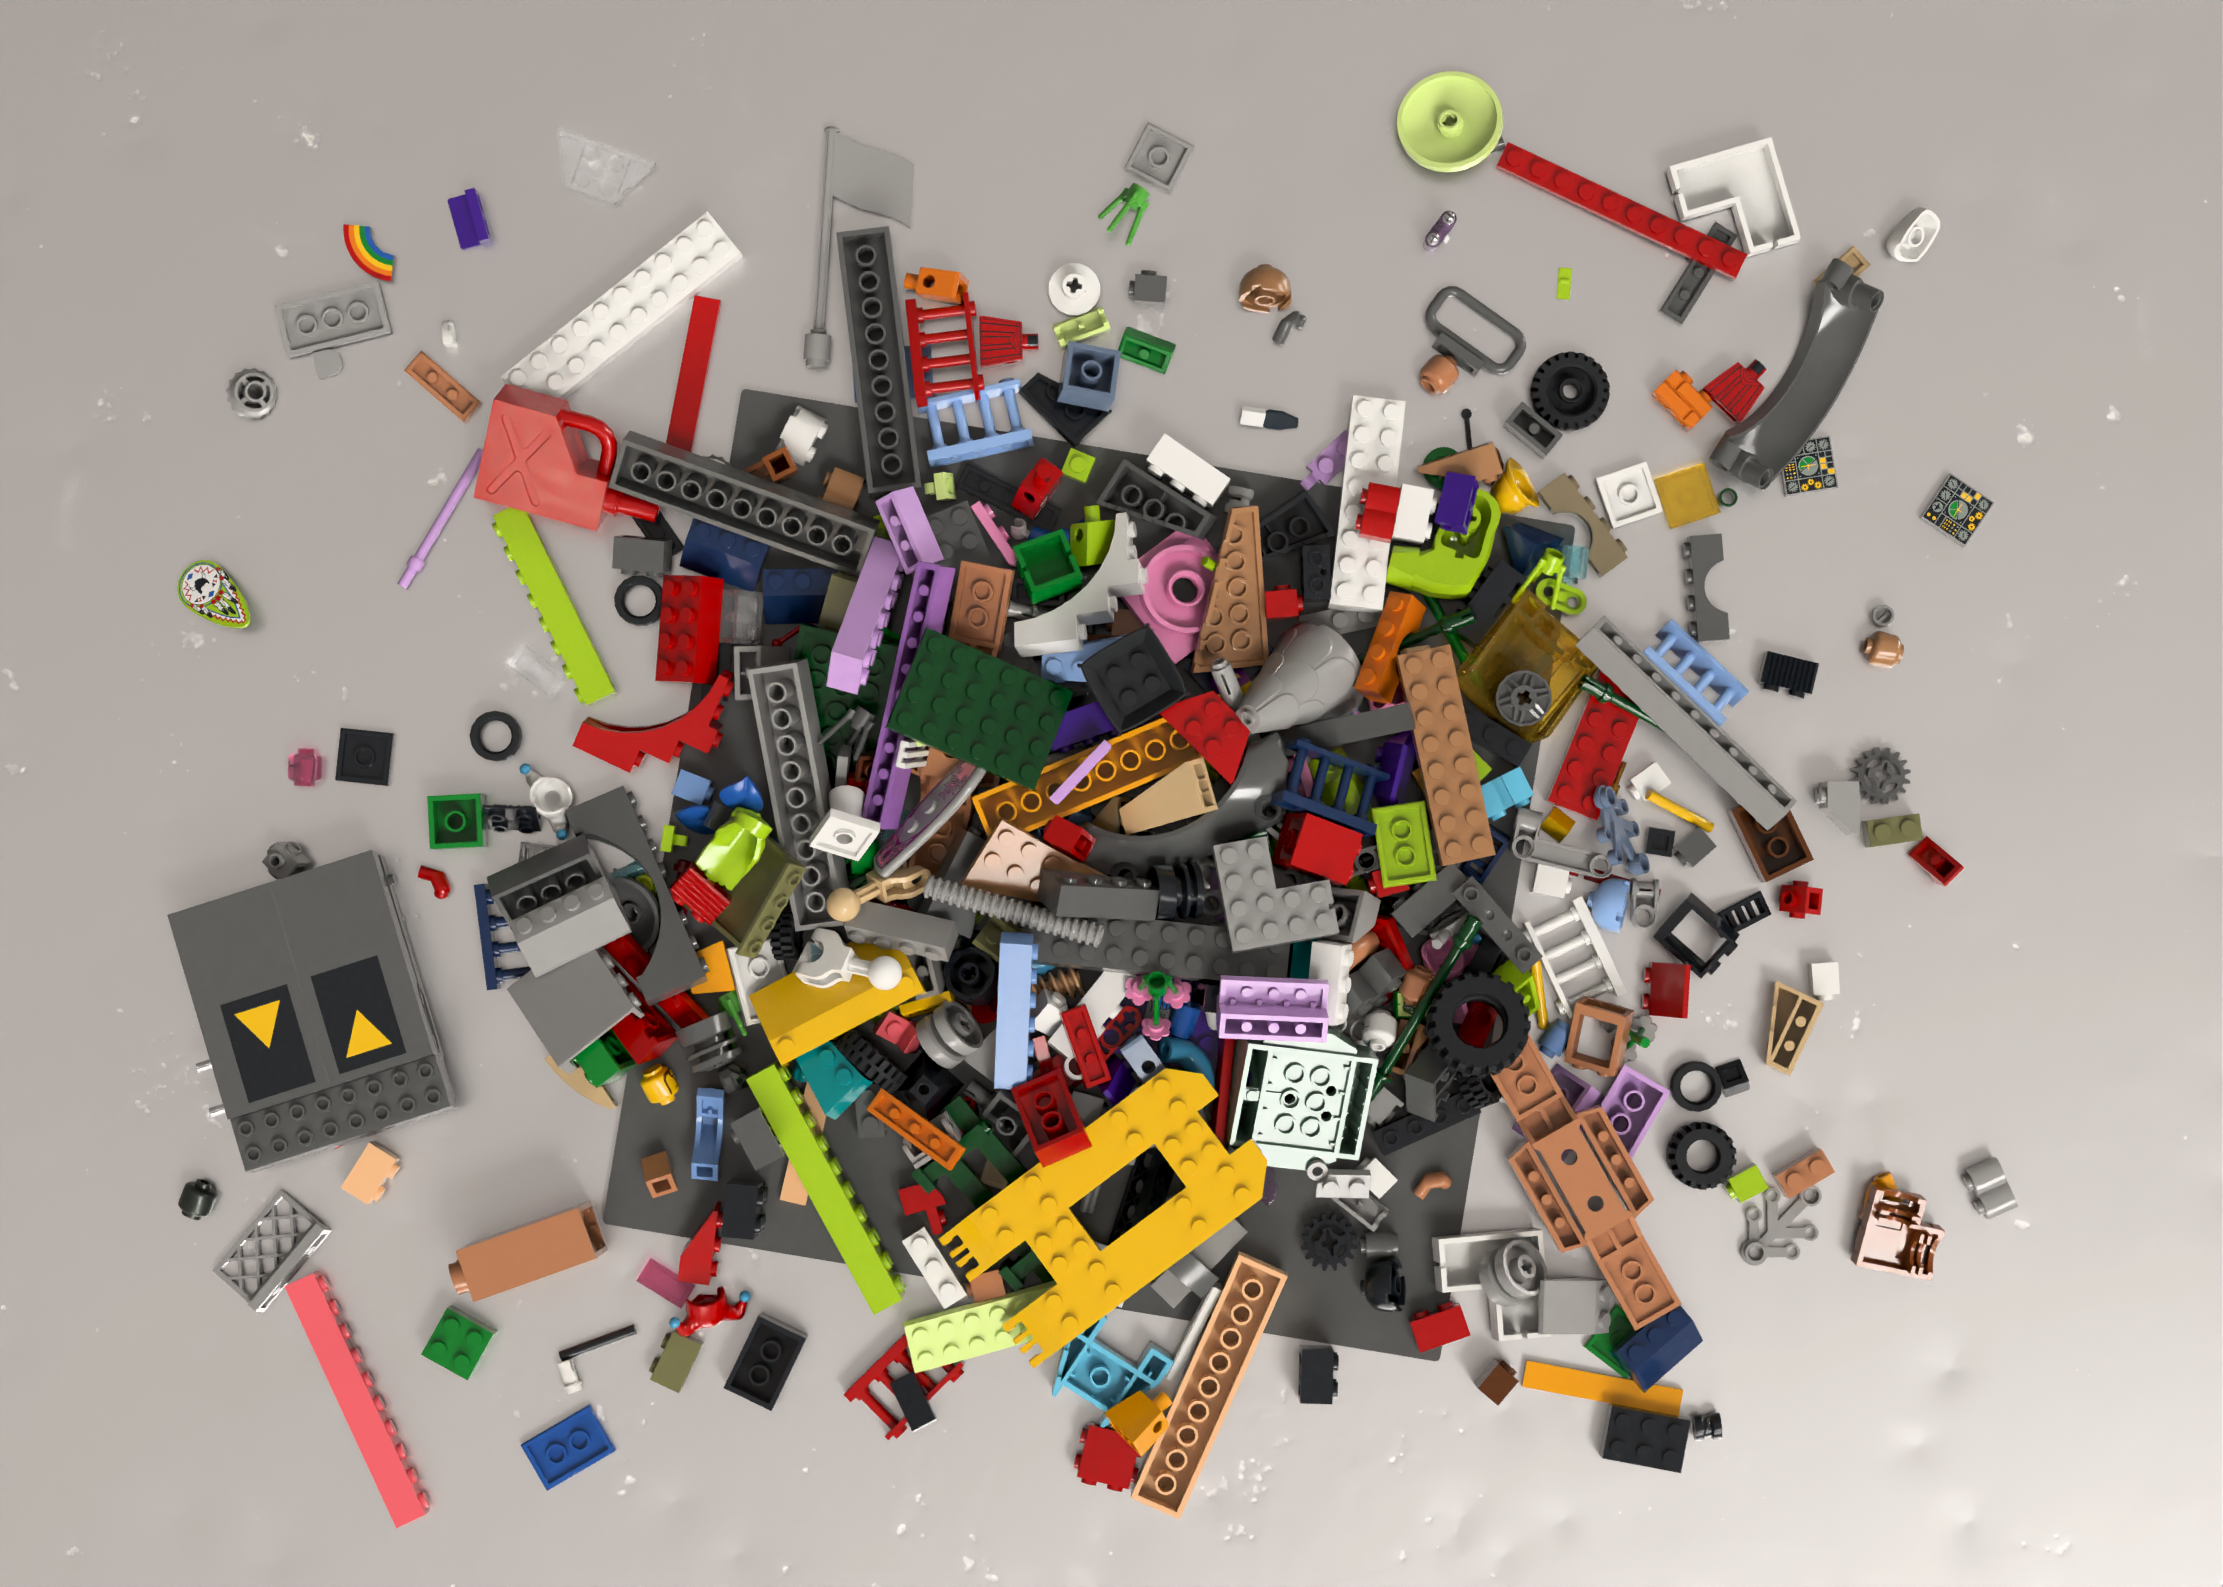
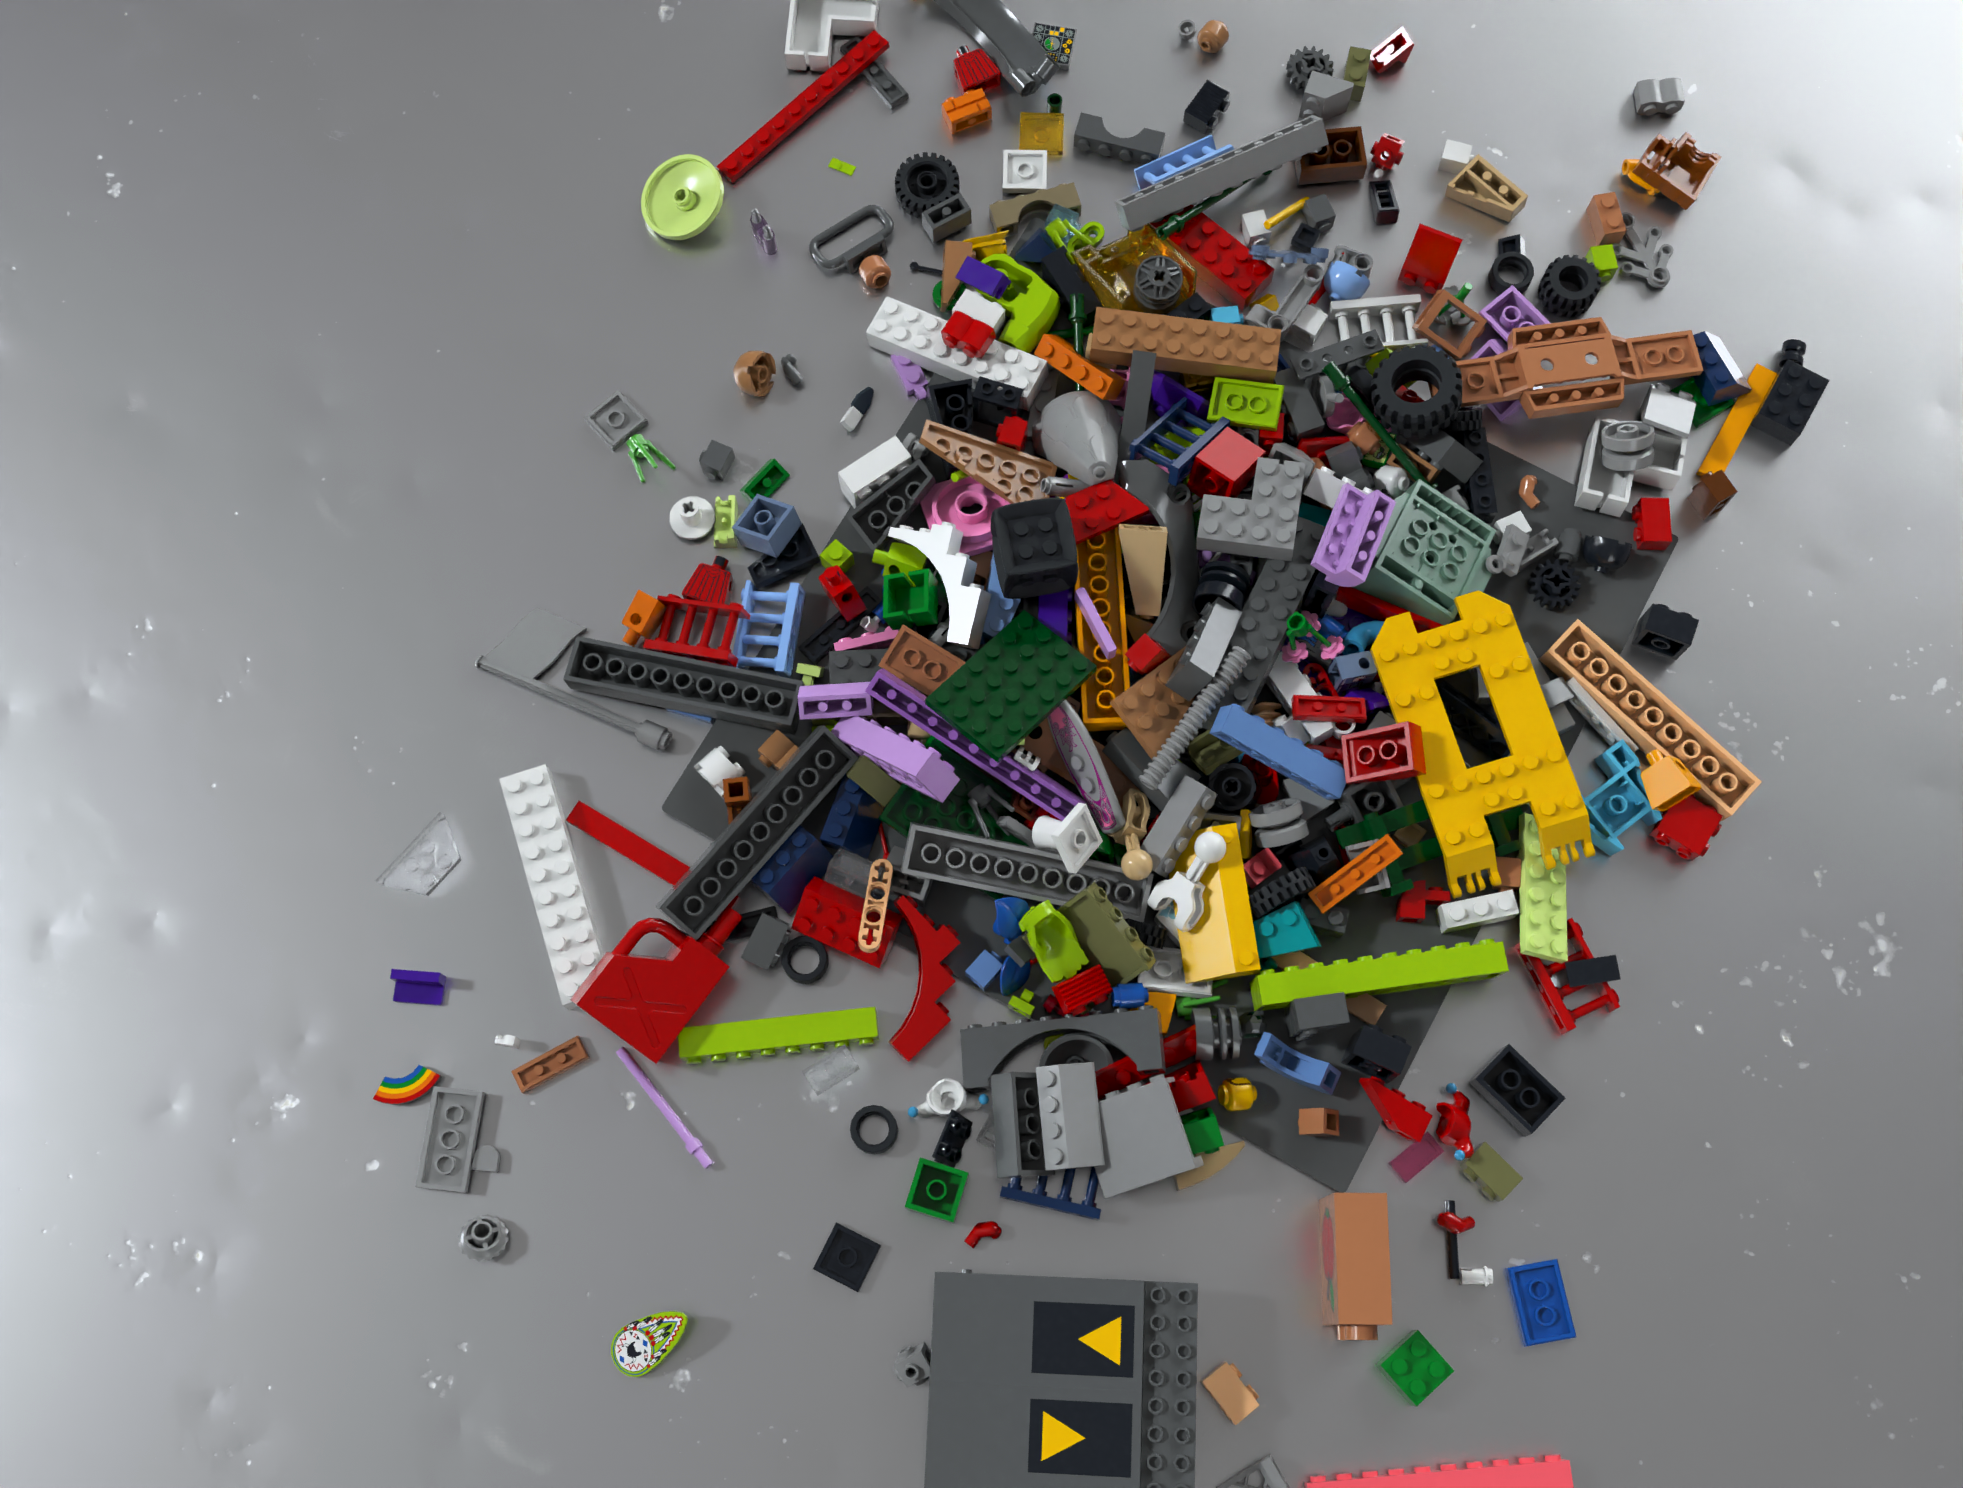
camera: 65 degrees left, 15 degrees down
(305, 767) = (836, 1315): clear pink head -> none
(611, 1340) = (1454, 1223): none -> red arm
(631, 870) = (1036, 1052): clear light blue pin -> none
(709, 658) = (875, 905): none -> light nougat beam
(712, 943) = (1129, 995): none -> blue brick
(1685, 954) = (1370, 236): black window -> none

